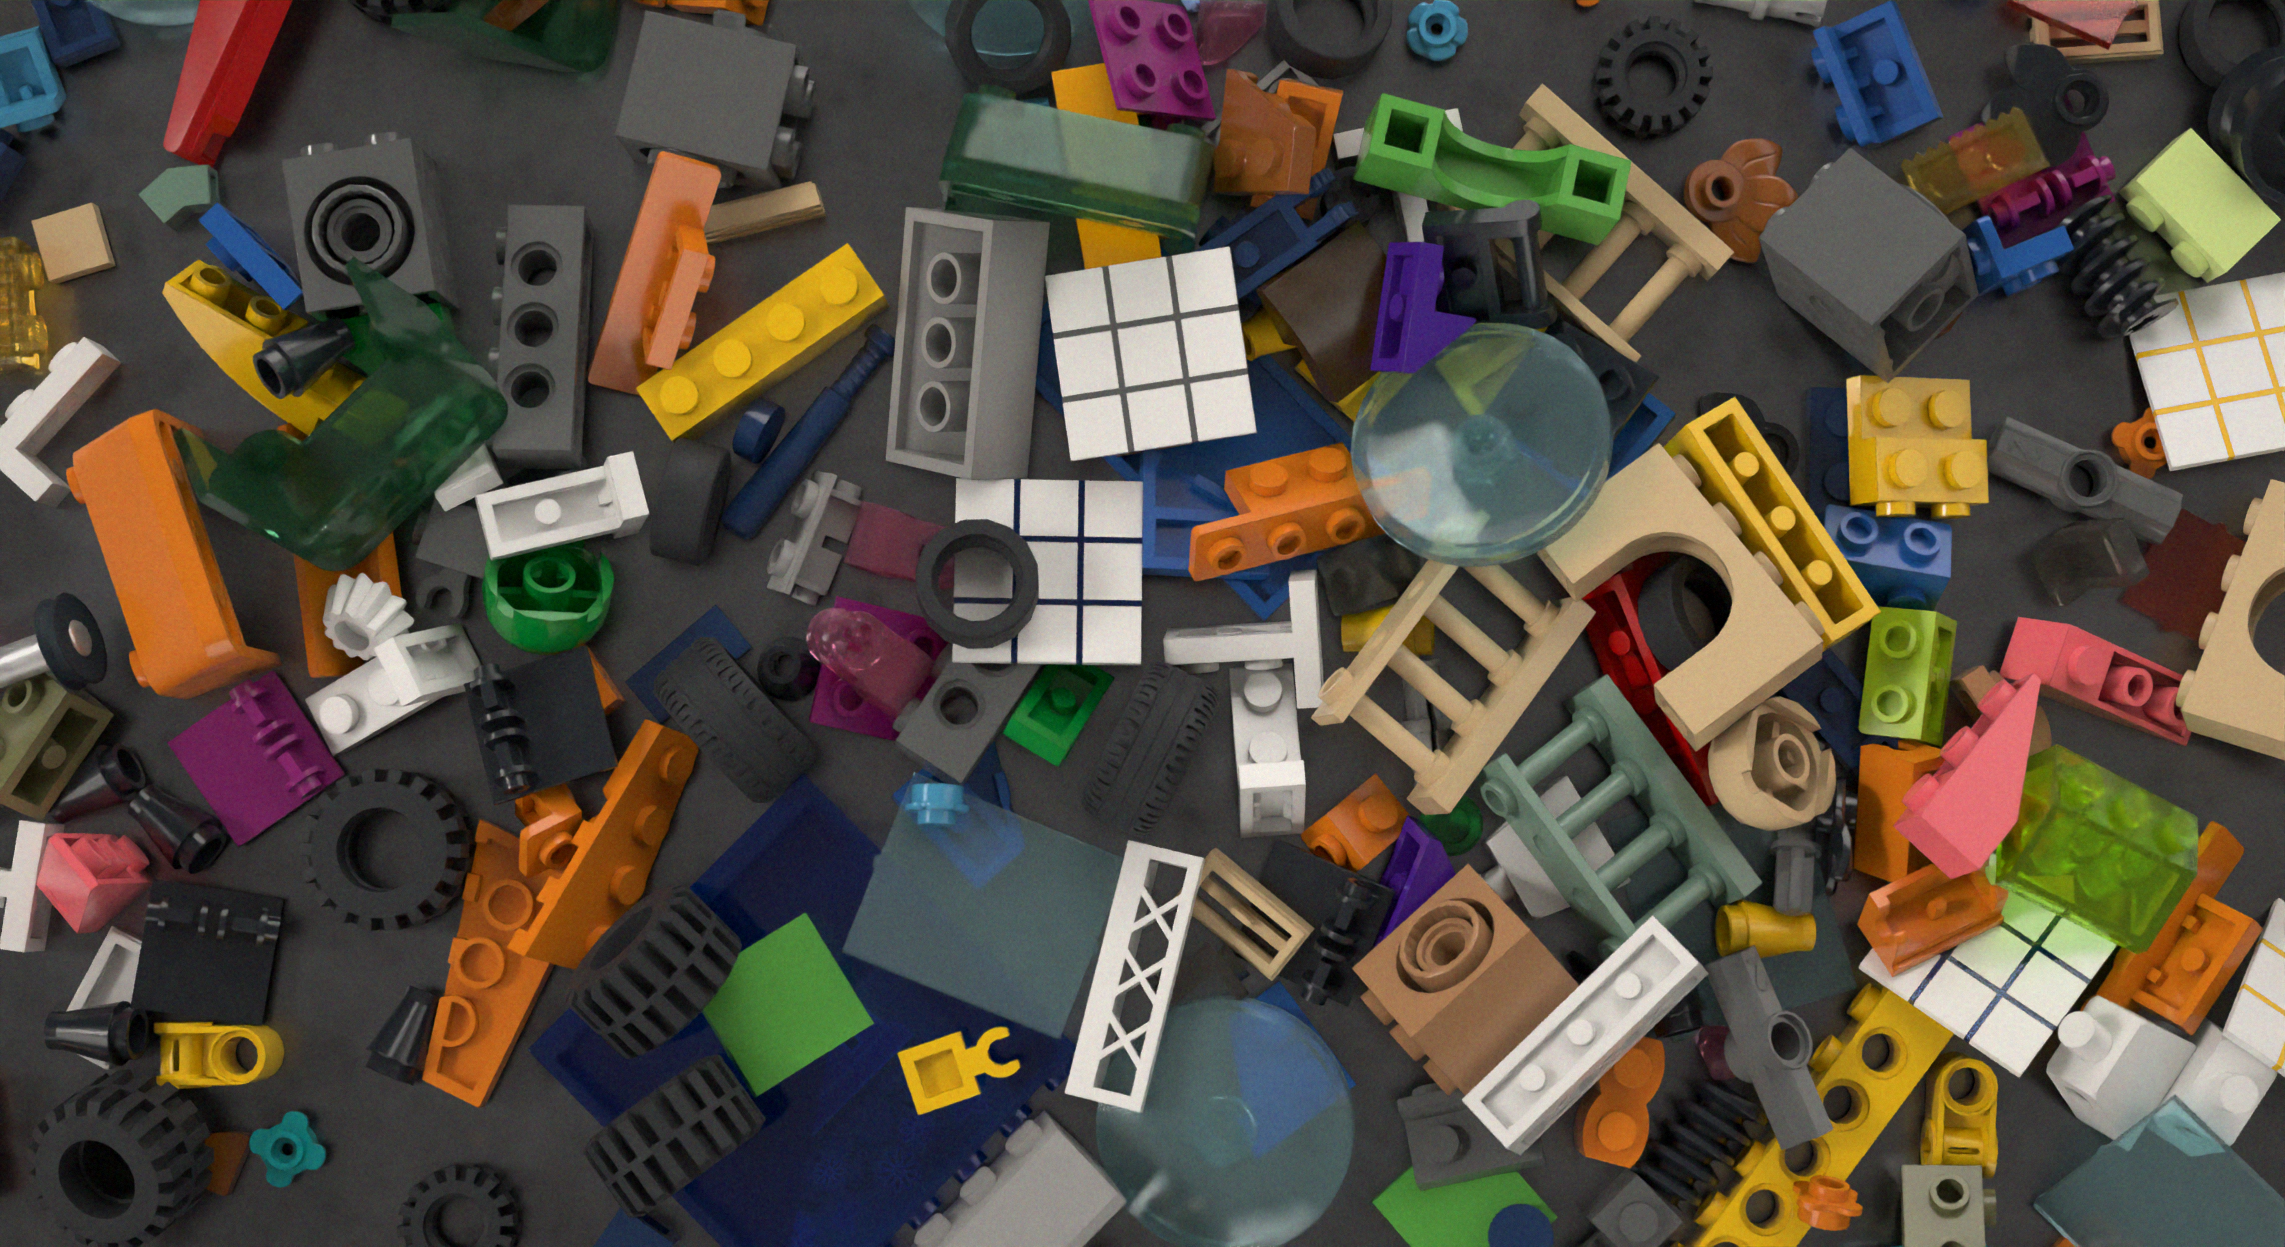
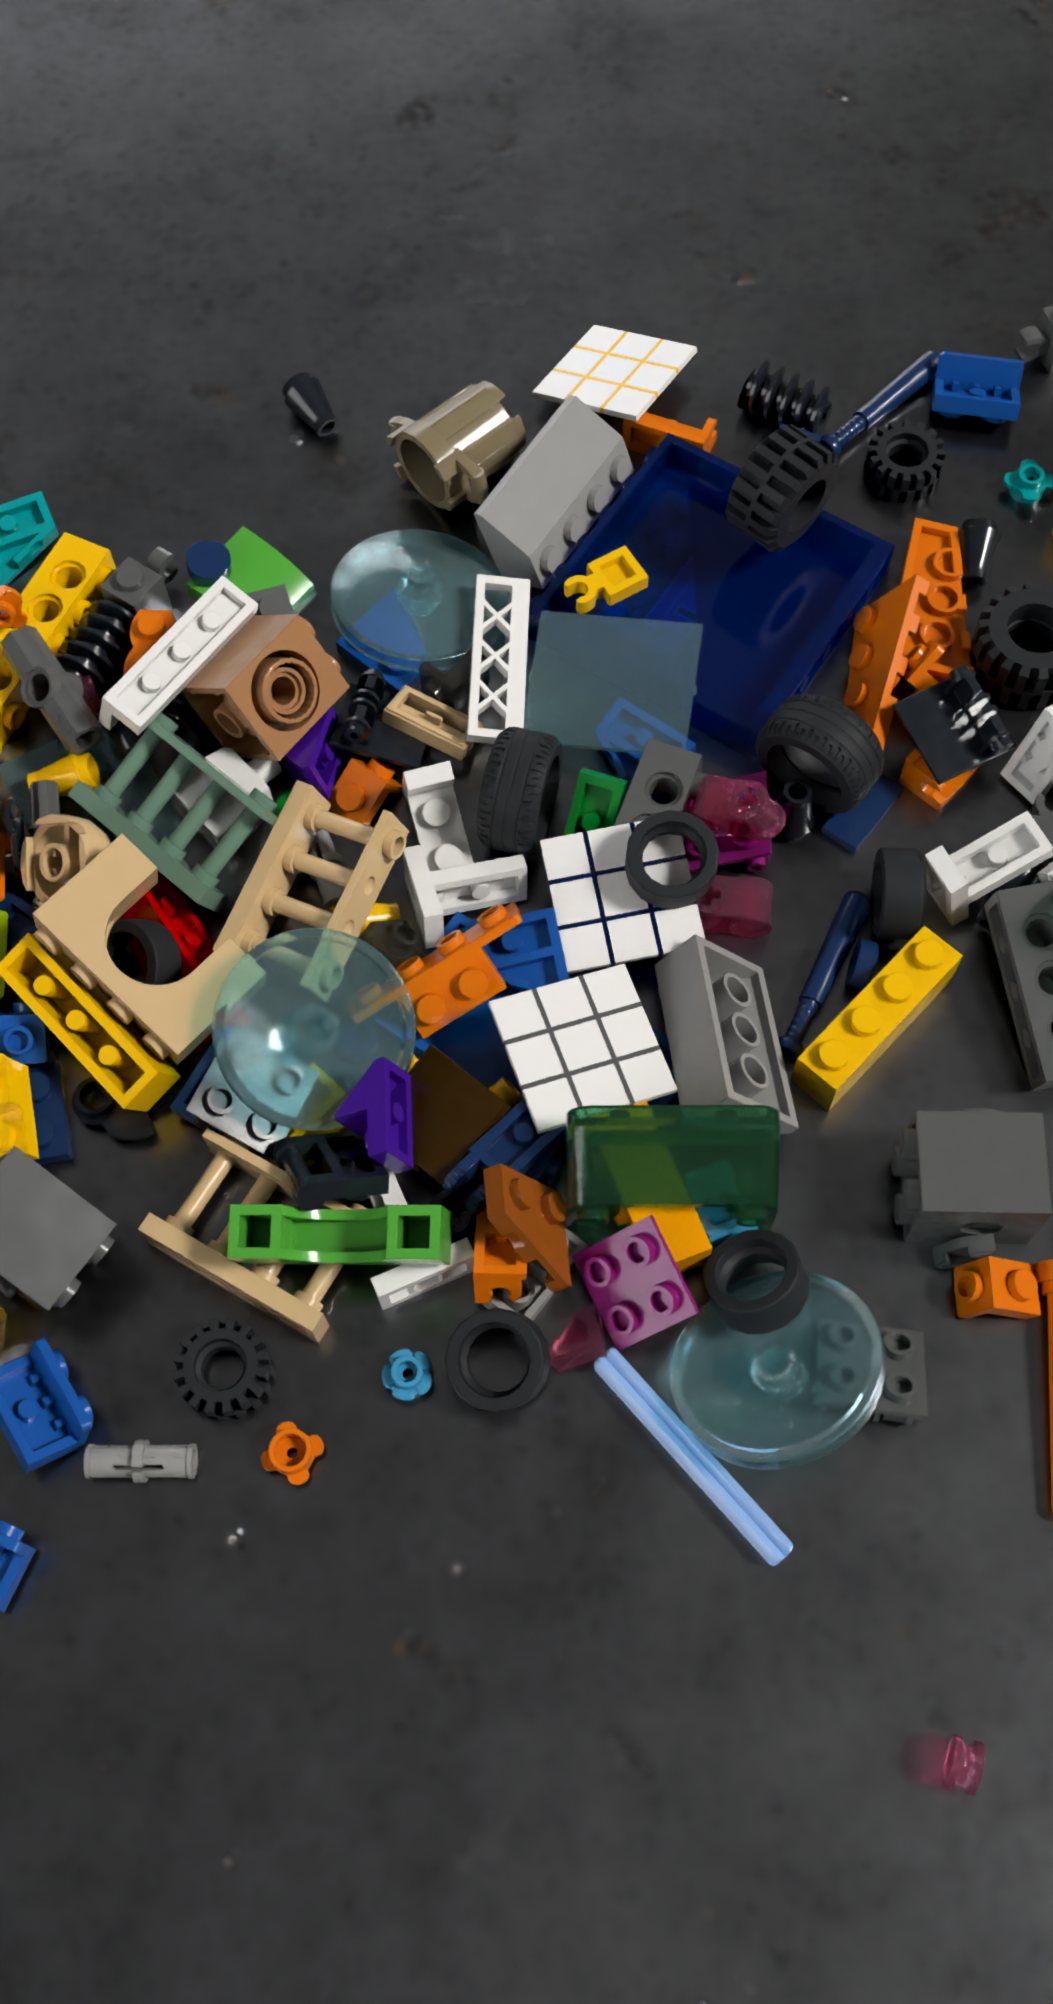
camera: 170 degrees right, 20 degrees down
(548, 597) = (974, 806): green cylinder -> none
(653, 971) = (826, 572): black tyre -> none
(658, 276) = (972, 1035): orange bracket -> none
(763, 212) = (888, 1124): tan tile -> none
(784, 1006) = (735, 594): bright green slope -> none
(817, 513) = (801, 919): light grey hinge -> none
(937, 804) = (663, 726): dark azure plate -> none
(1749, 191) = (130, 1291): dark orange plate -> none

